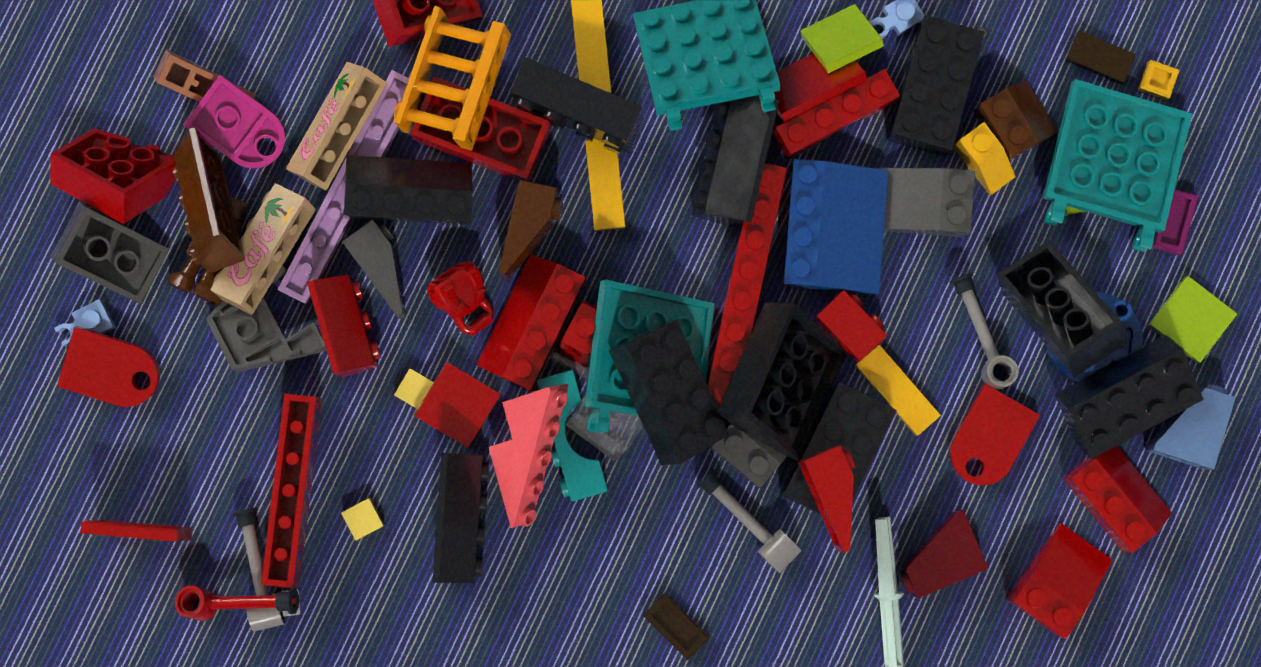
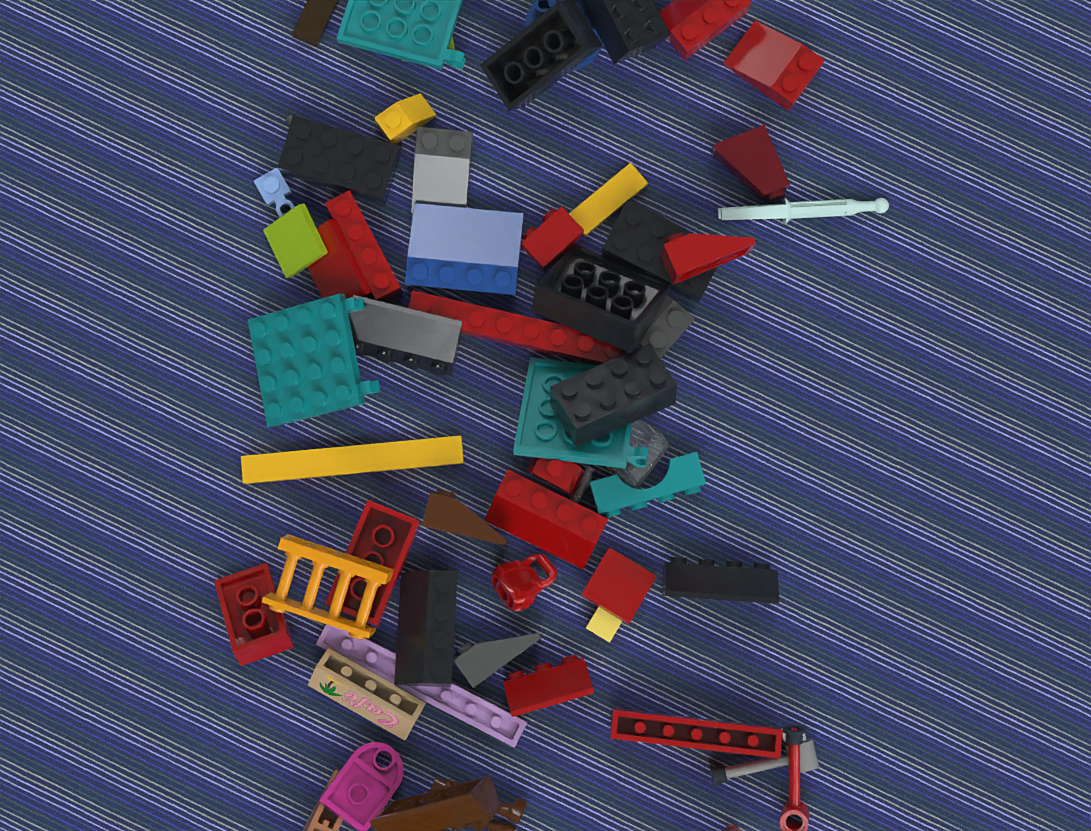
camera: 90 degrees left, 0 degrees up
(258, 338) = (550, 772): dark grey wing -> none
(265, 248) = (476, 757): tan brick -> none
(362, 519) = (719, 670): light yellow tile -> none
(524, 459) = (668, 525): coral slope -> none
(577, 106) = (353, 475): black brick -> none
(676, 626) = (812, 394): dark brown tile -> none
(776, 548) = (745, 306): light grey piece -> none
(964, 287) = (517, 139): light grey piece -> none
(992, 434) = (647, 118): red tile -> none
(1016, 119) = (370, 90): reddish brown slope -> none

